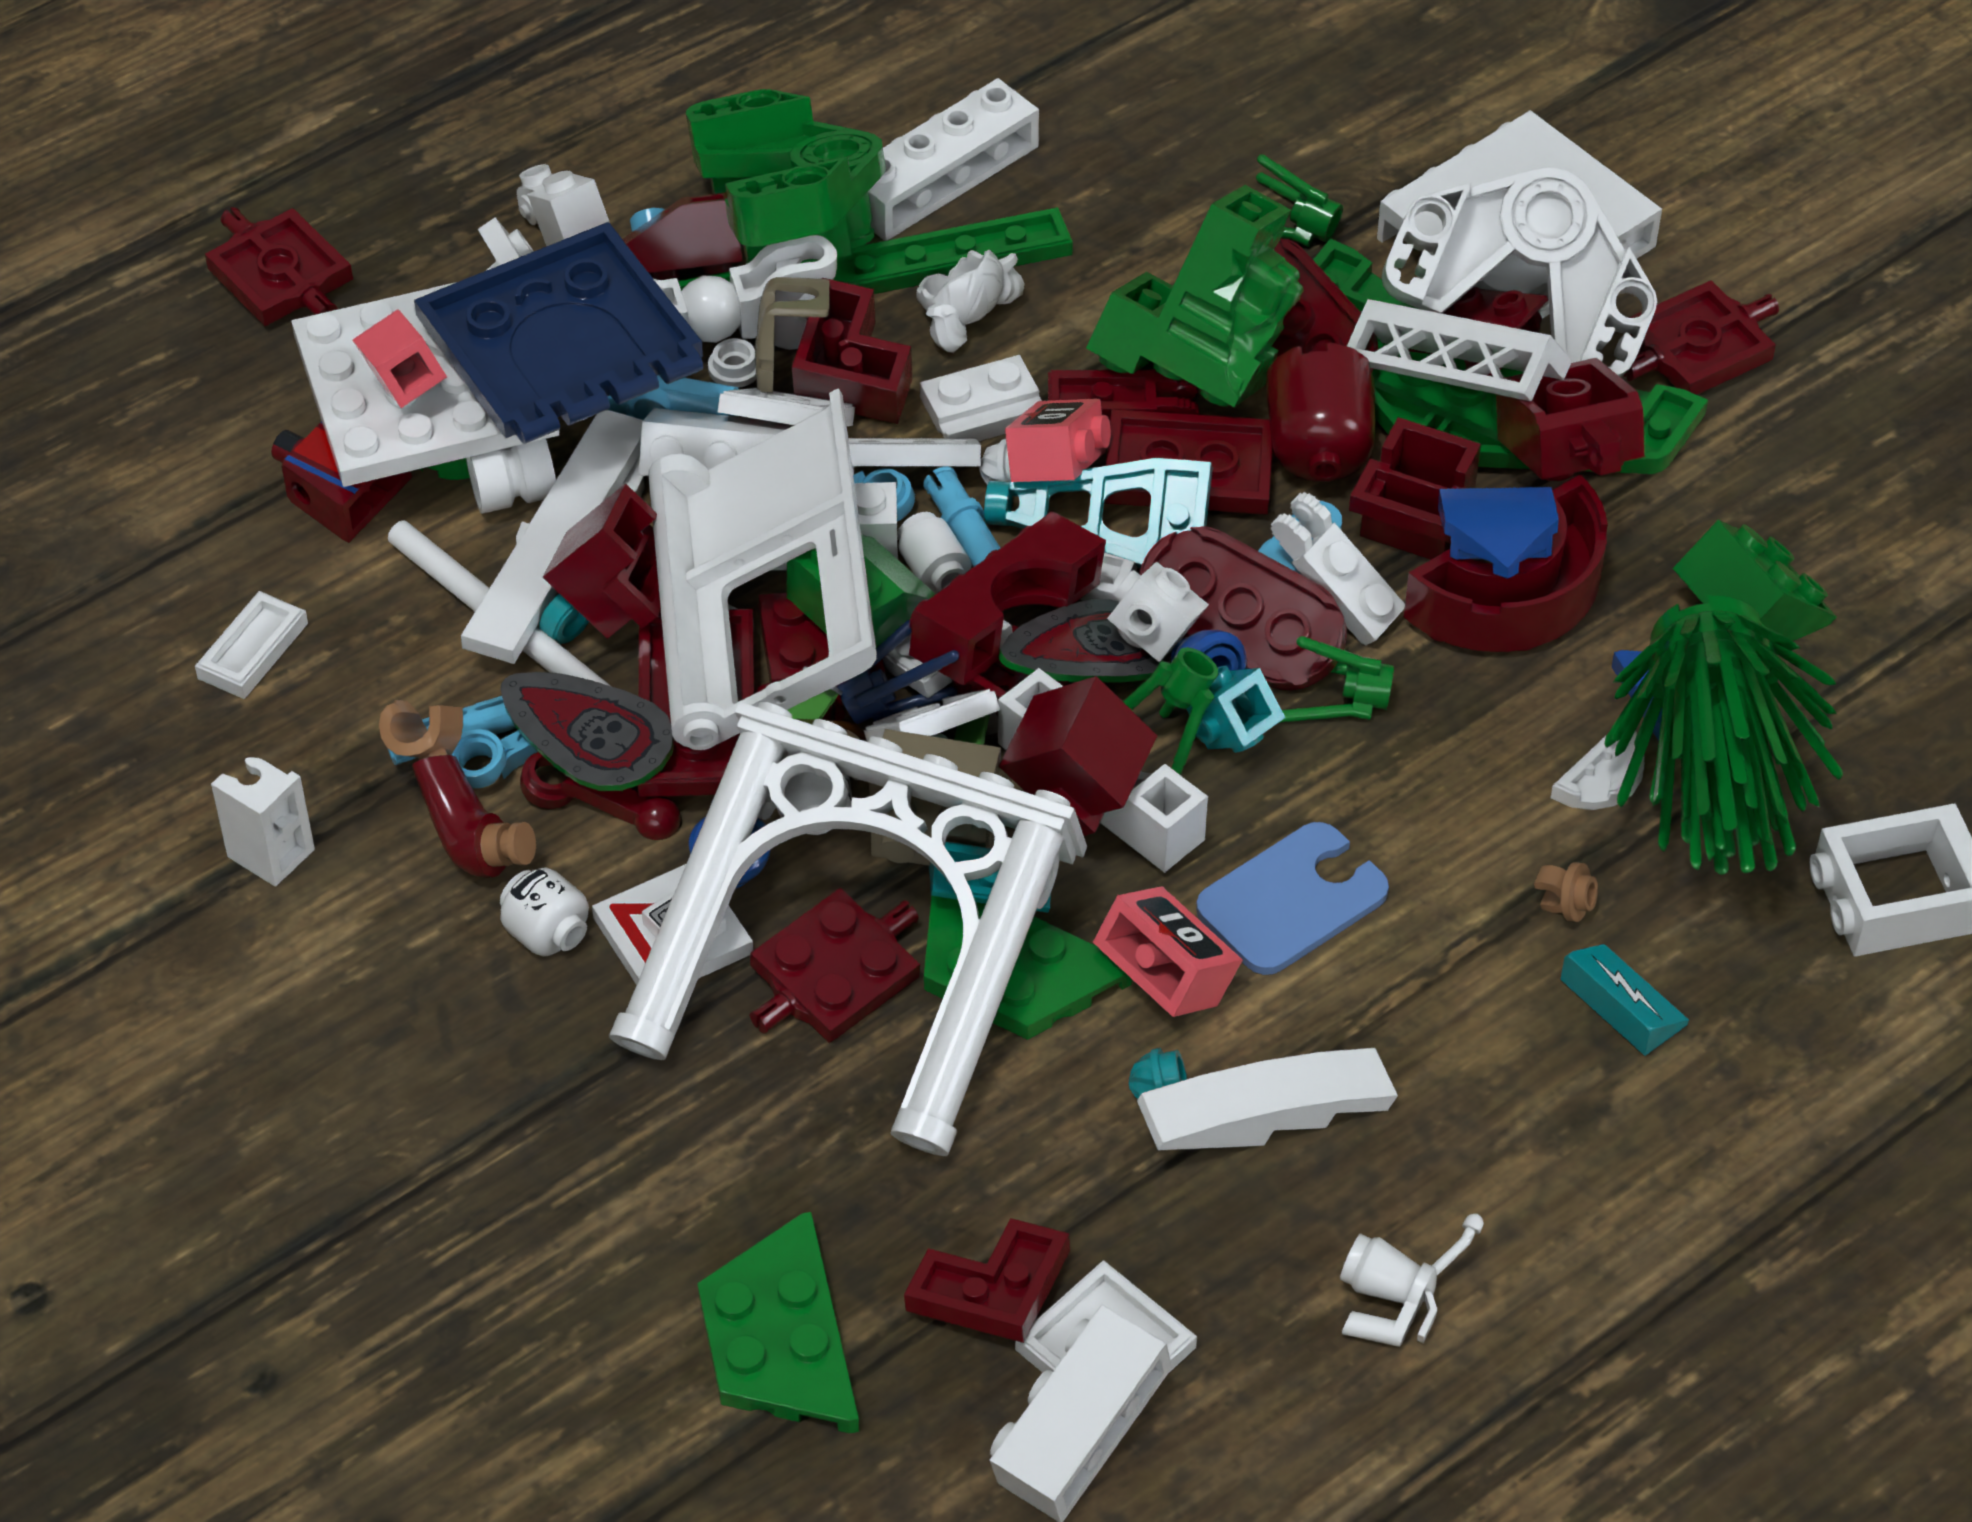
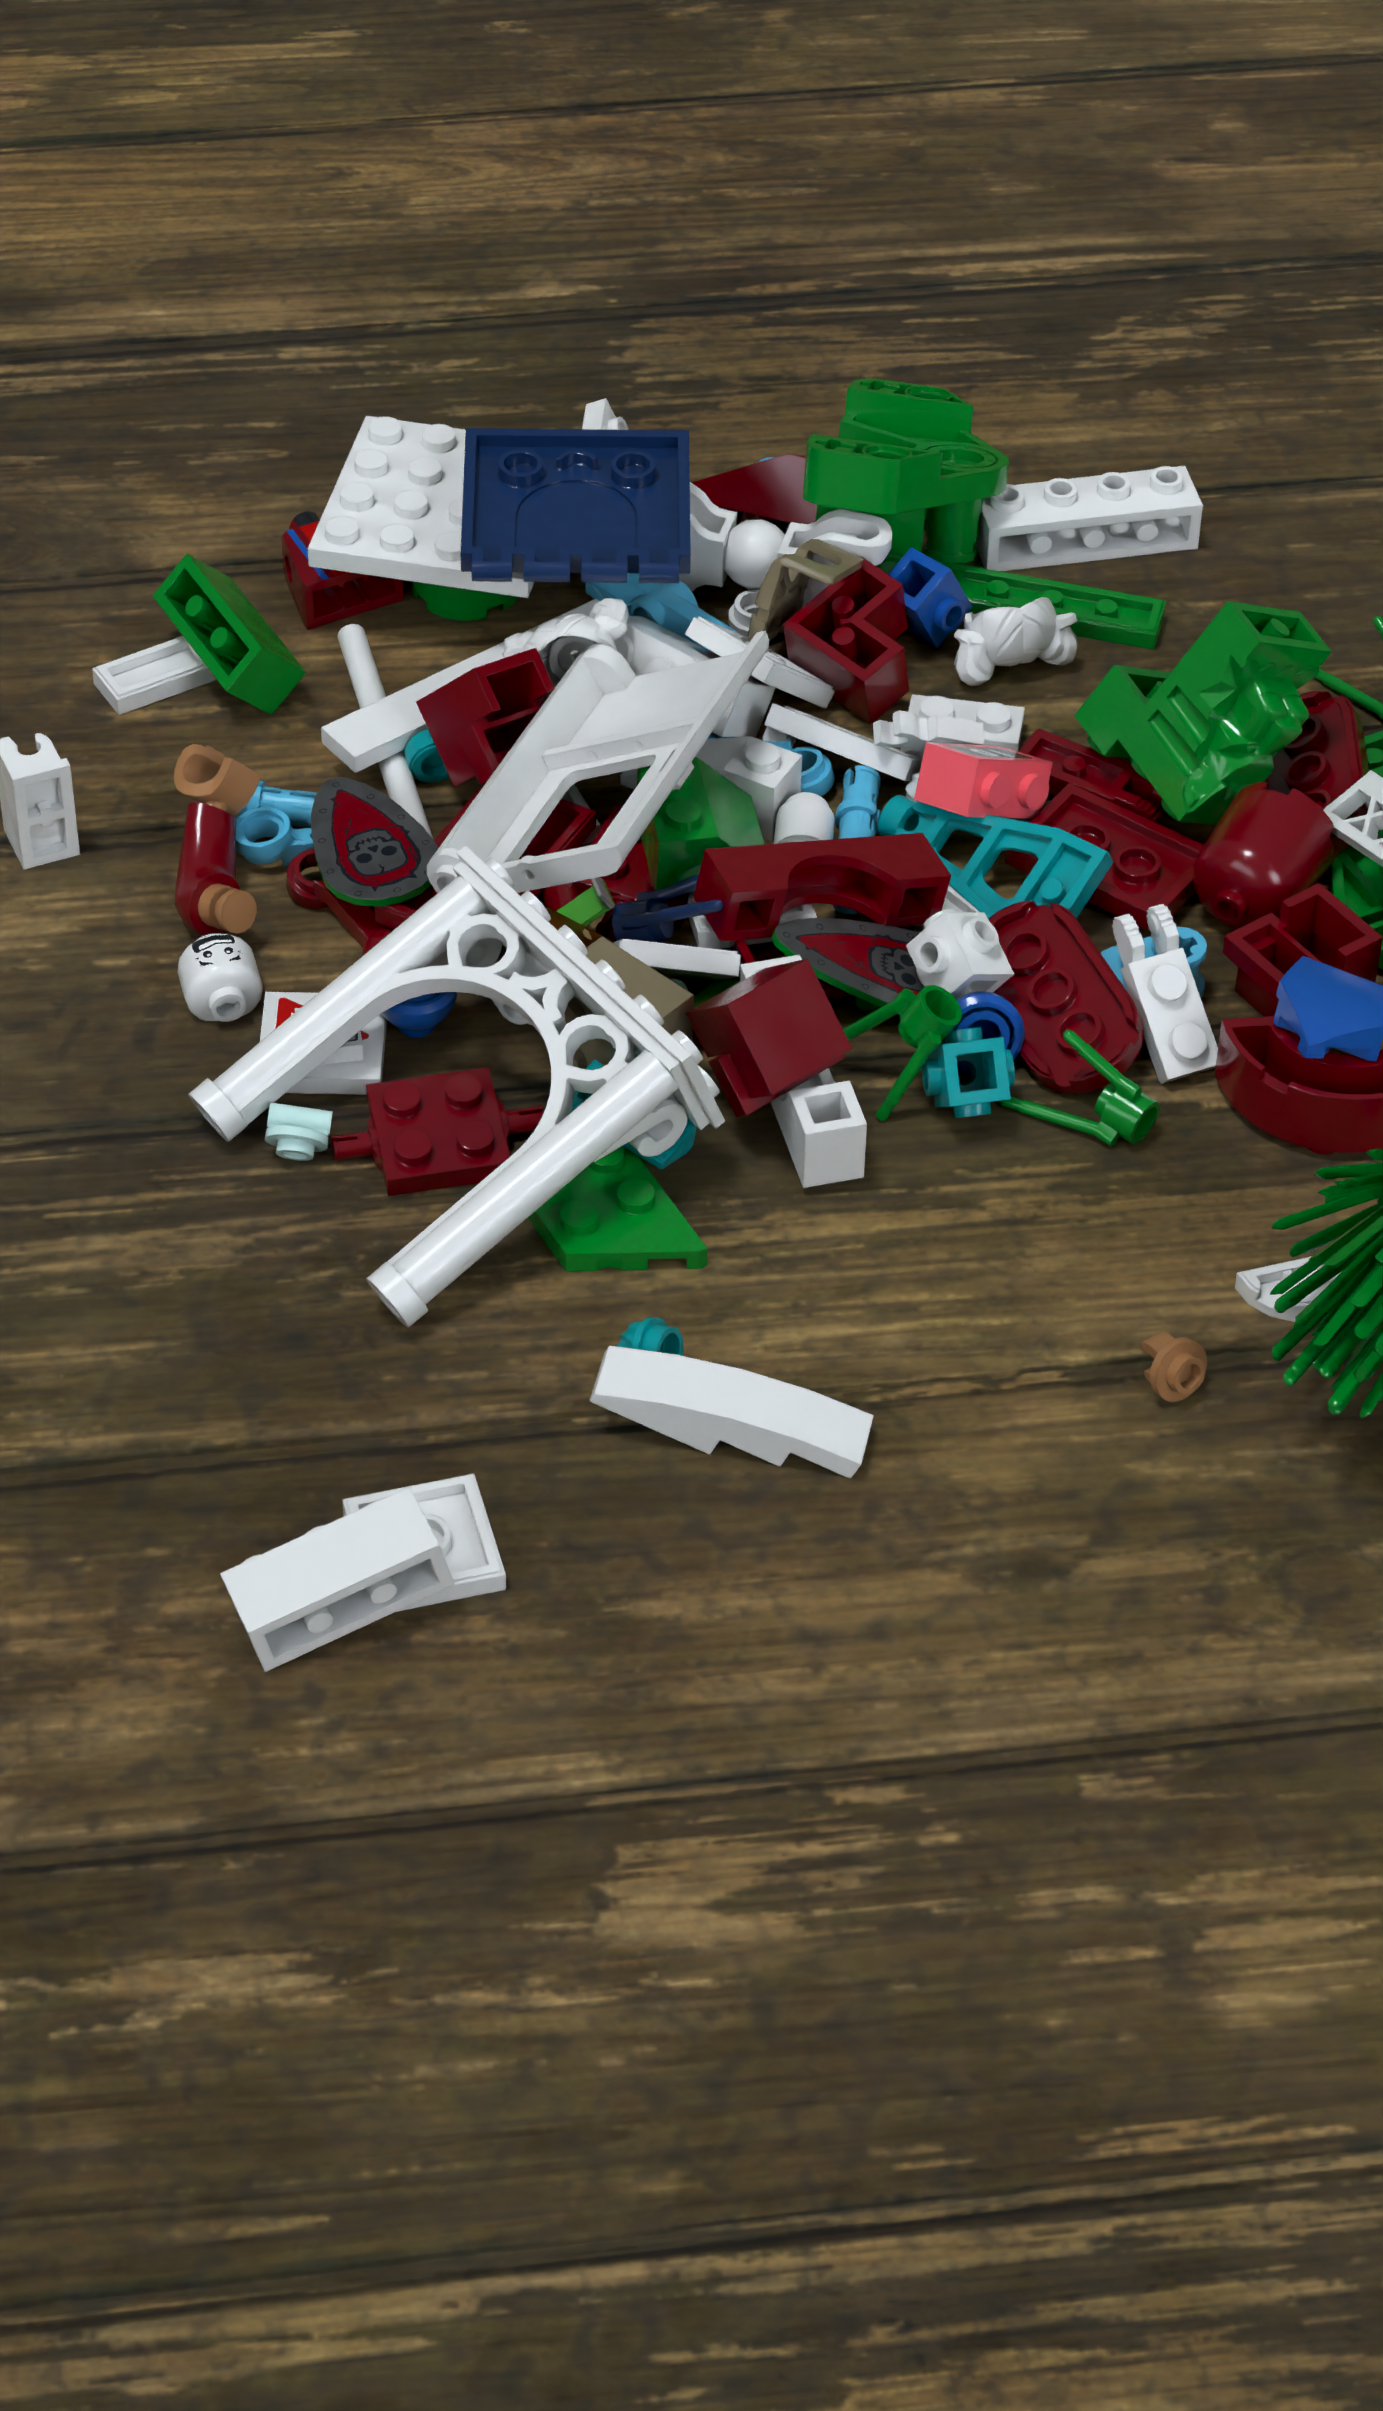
camera: 30 degrees right, 5 degrees down
(277, 265) = (421, 382): dark red plate -> none
(304, 580) = (229, 634): none -> green brick
(399, 358) = (410, 467): coral brick -> none
(511, 473) = (475, 619): white wheel -> none
(559, 203) = (707, 427): white brick -> none
(651, 440) = (569, 633): none -> white hair
(721, 1021) = (297, 1131): none -> light aqua plate
(777, 1331) = (147, 1397): green wing -> none
(891, 284) = (931, 596): none -> blue brick
(986, 419) = (913, 732): none -> white plate
(992, 1296) = (354, 1455): dark red plate -> none
(1167, 951) = (737, 1244): coral brick -> none
(1279, 905) = (902, 1262): medium blue piece -> none
(1386, 1273) = (721, 1602): white piece -> none
(1622, 997) = (1156, 1481): teal slope -> none

